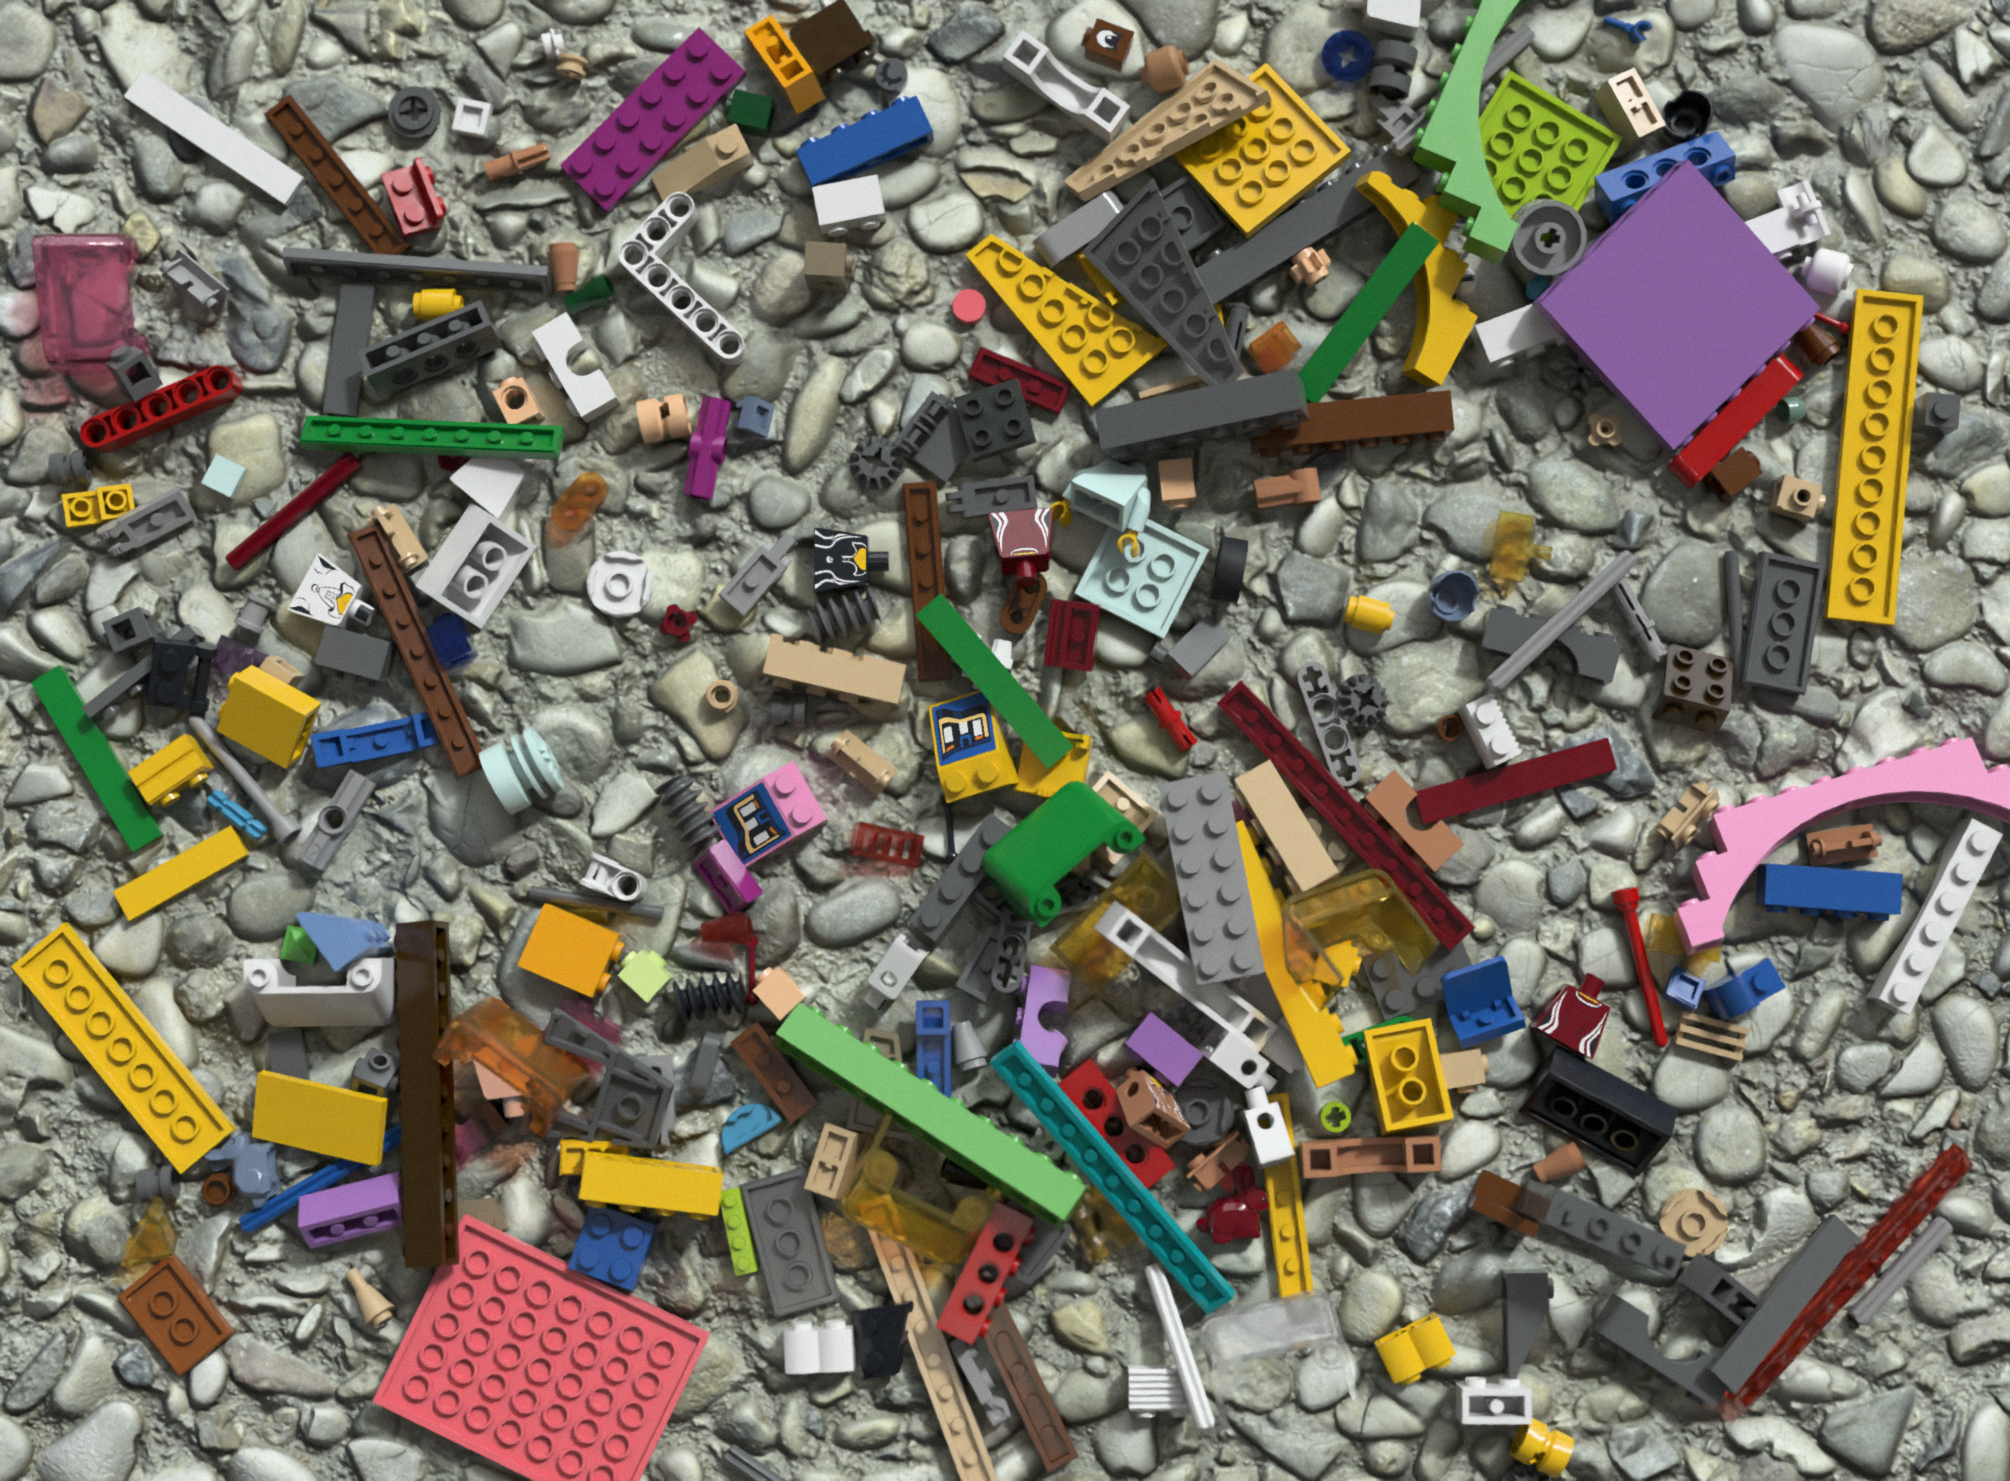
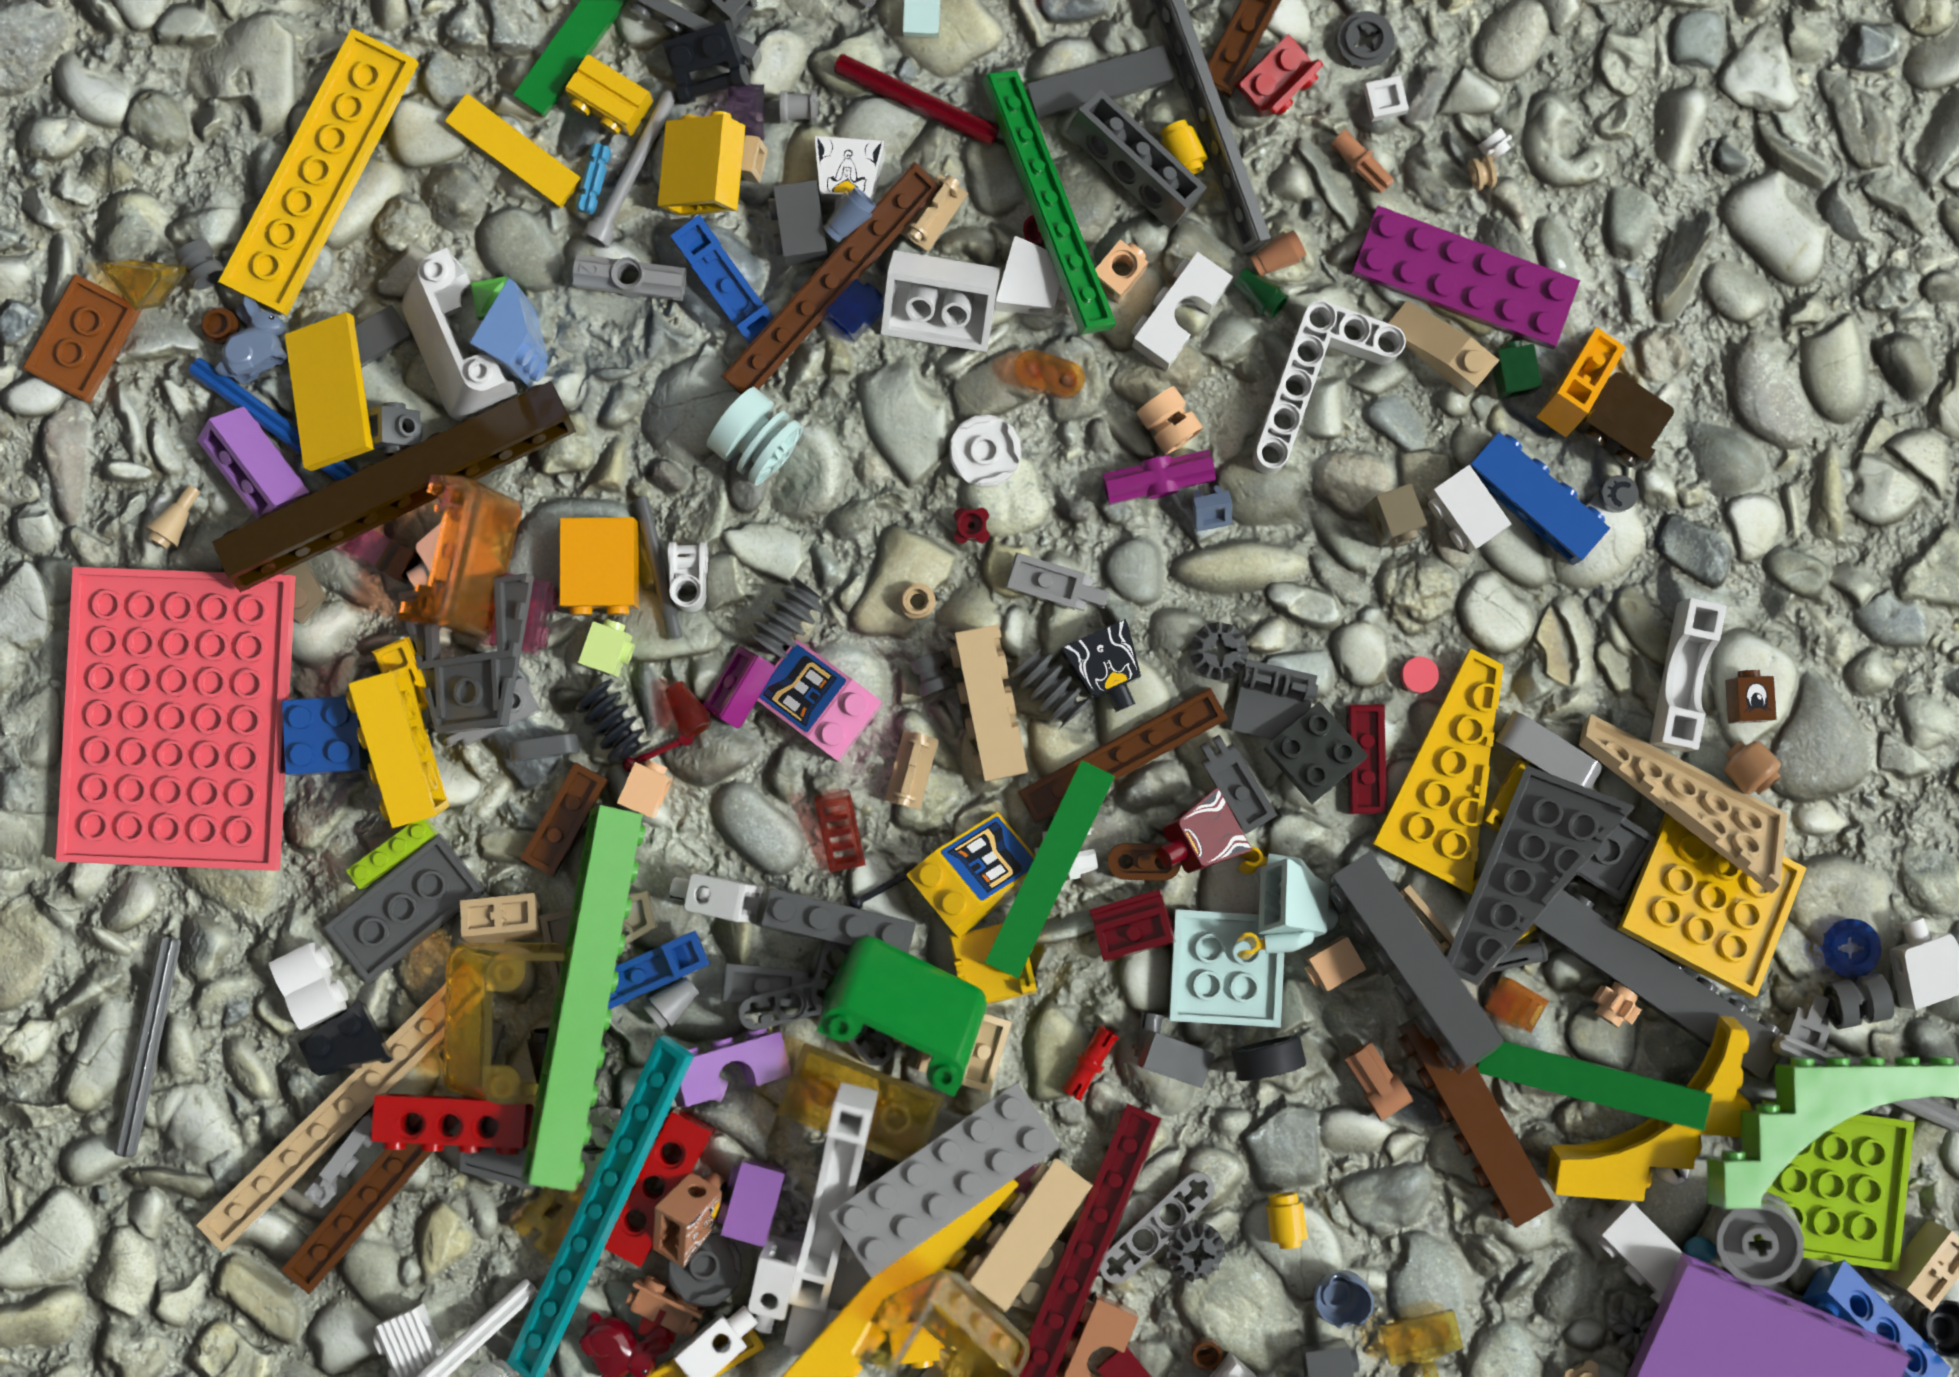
camera: 55 degrees right, 0 degrees up
(368, 609) = (849, 214): none -> sand blue cone
(747, 1124) = (503, 815): dark azure tile -> none

